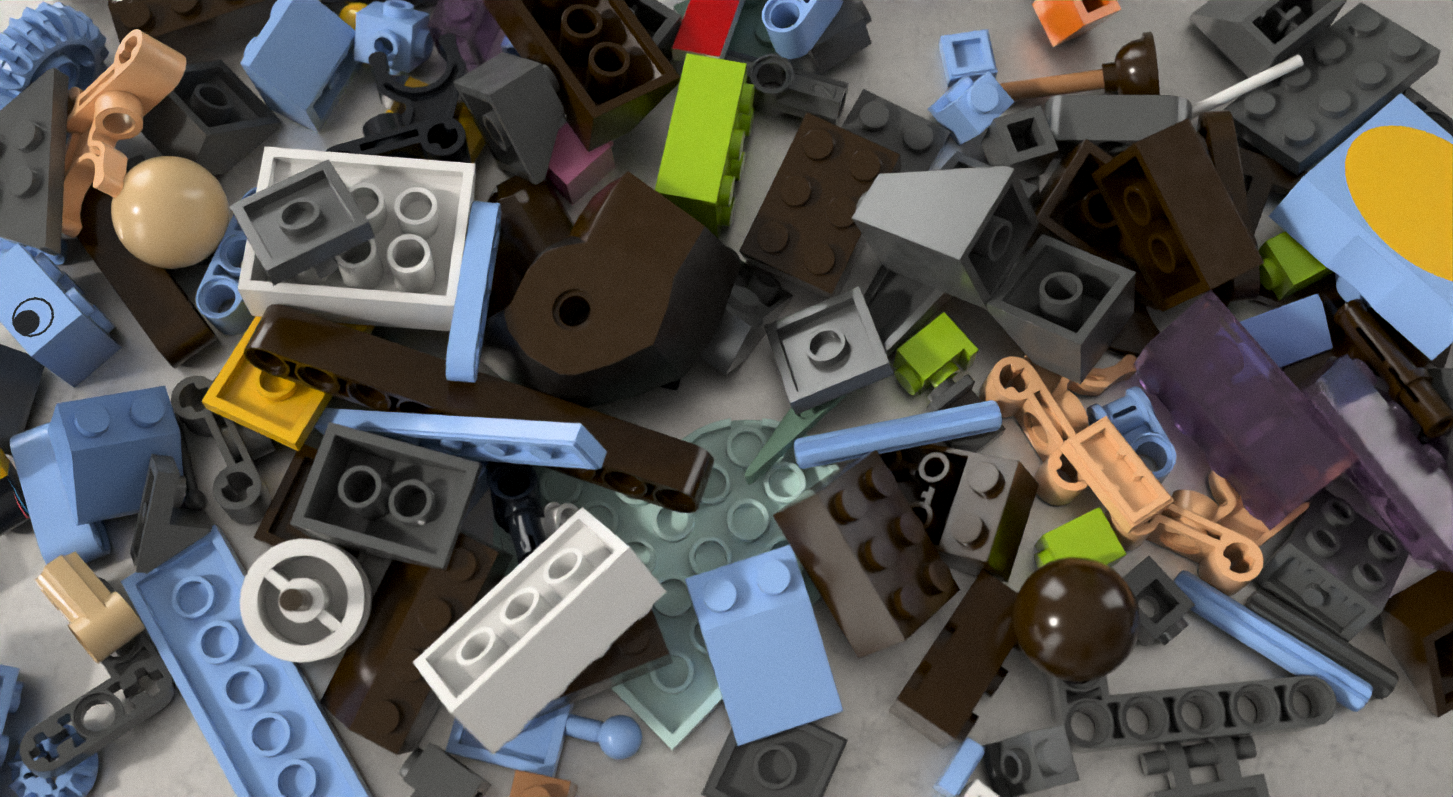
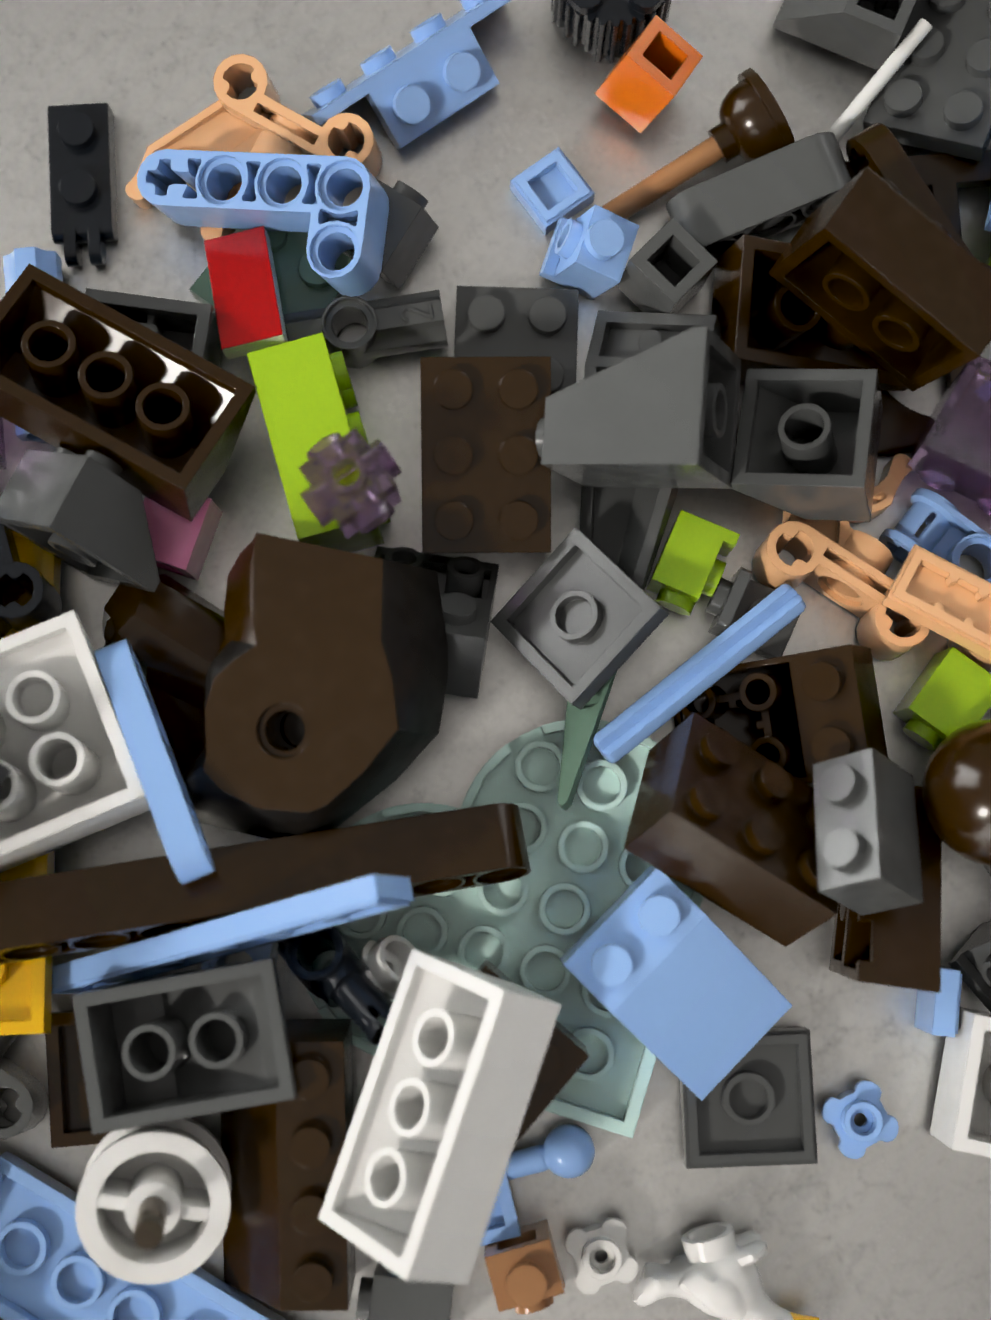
camera: 30 degrees left, 10 degrees up
(709, 165) = (355, 506): none -> brick
(958, 594) = (866, 833): none -> dark grey brick

